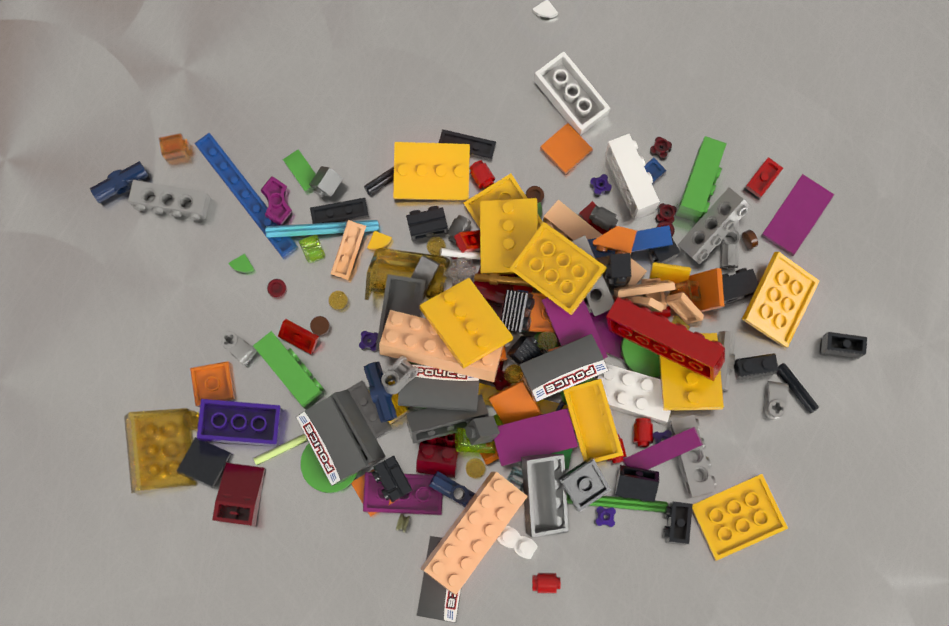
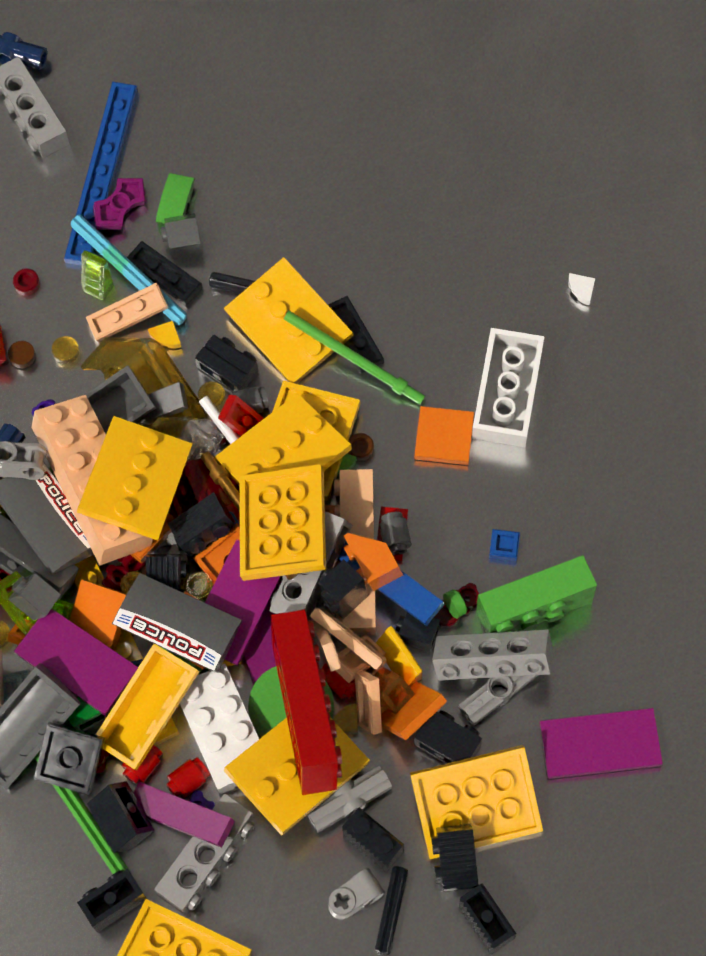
camera: 50 degrees right, 10 degrees down
(174, 147) = (90, 66): clear orange brick -> none
(242, 264) = (23, 228): bright green tile -> none
(482, 174) = (332, 373): red brick -> none
(517, 147) = (398, 385): none -> bright green bar
(600, 517) = (54, 825): dark purple plate -> none
(601, 189) = (435, 510): dark purple plate -> none
(632, 176) = (470, 523): white brick -> none
(659, 141) = (539, 523): dark red plate -> none
(667, 219) = (455, 603): none -> bright green tile
(750, 239) = (519, 712): reddish brown tile -> none
(764, 177) = (608, 669): red plate -> none
(801, 333) = (456, 857): none -> black brick

